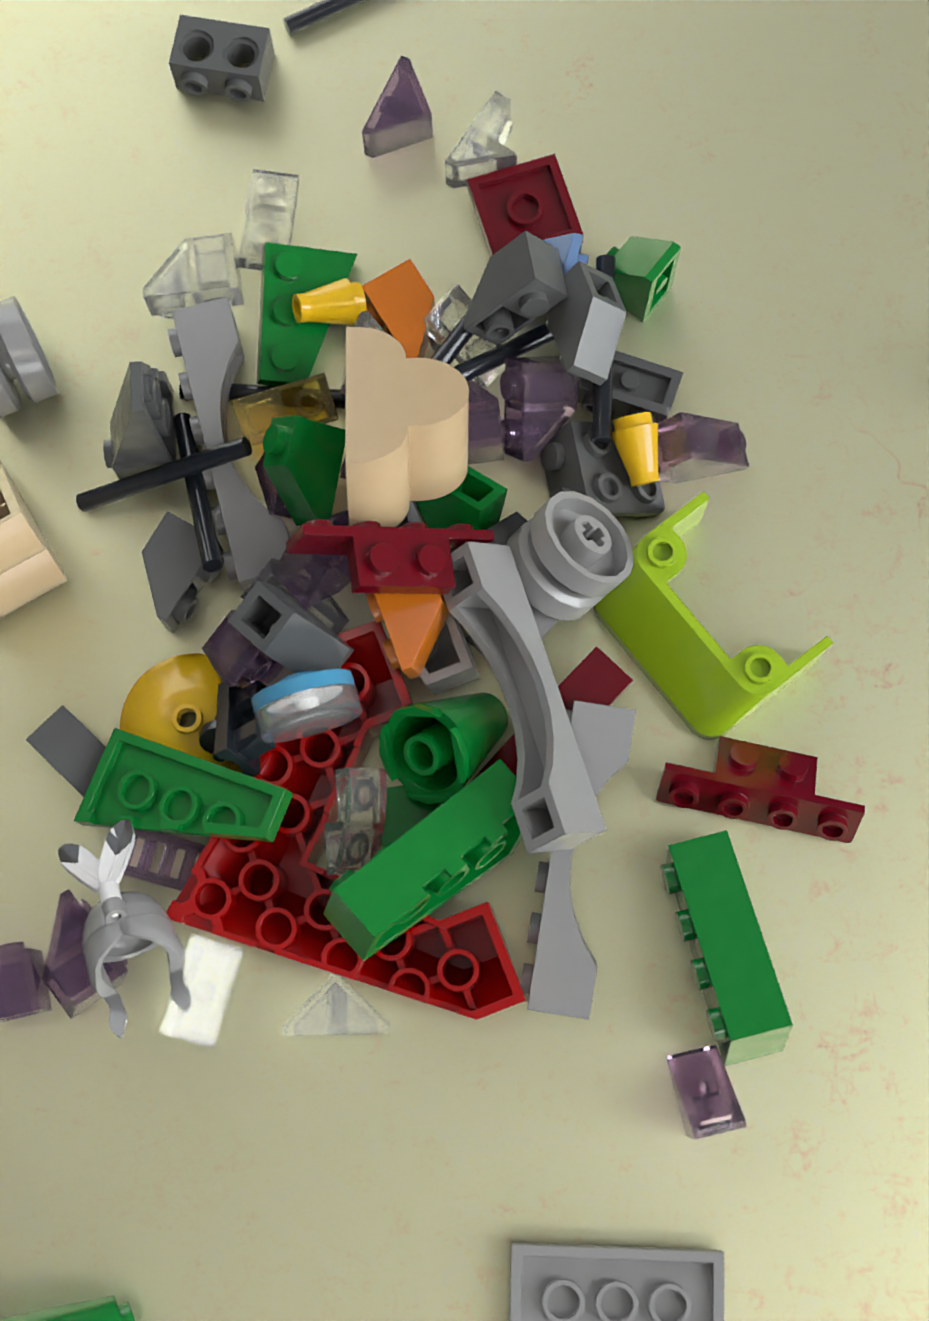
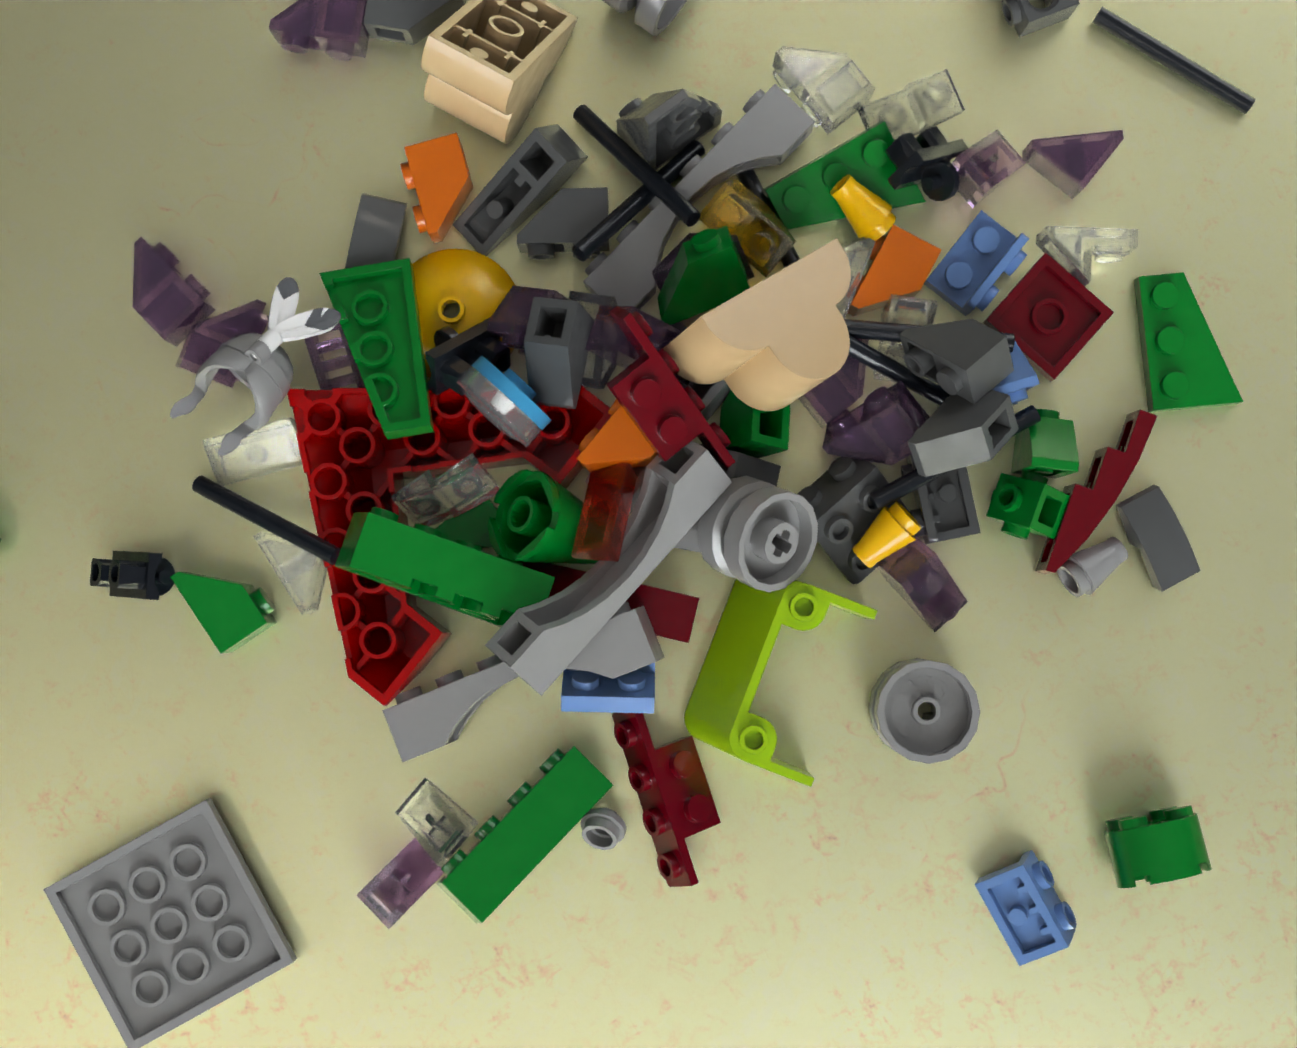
camera: 55 degrees right, 10 degrees up
(60, 661) = (441, 183): none -> orange slope
(115, 595) = (520, 187): none -> dark grey slope
(245, 1183) = (133, 574): none -> black hips
(275, 1013) = (266, 519): none -> black bar
(323, 228) = (926, 162): none -> black hips
(335, 1108) = (226, 608): none -> green slope
(360, 192) = (986, 167): none -> slope
(441, 242) = (975, 264): none -> medium blue bracket
(467, 677) = (605, 513): none -> clear red slope
(618, 123) = (1178, 348): none -> green wing
(634, 785) = (596, 693): none -> medium blue bracket
(664, 1026) = (436, 821): none -> clear slope
(683, 318) = (1027, 505): none -> green brick
(710, 269) = (1101, 489): none -> dark red slope
(762, 869) = (602, 828): none -> light grey plate
(769, 301) = (1091, 566): none -> light grey cone
(770, 226) = (1159, 536): none -> dark grey slope
(820, 483) = (942, 730): none -> light grey wheel

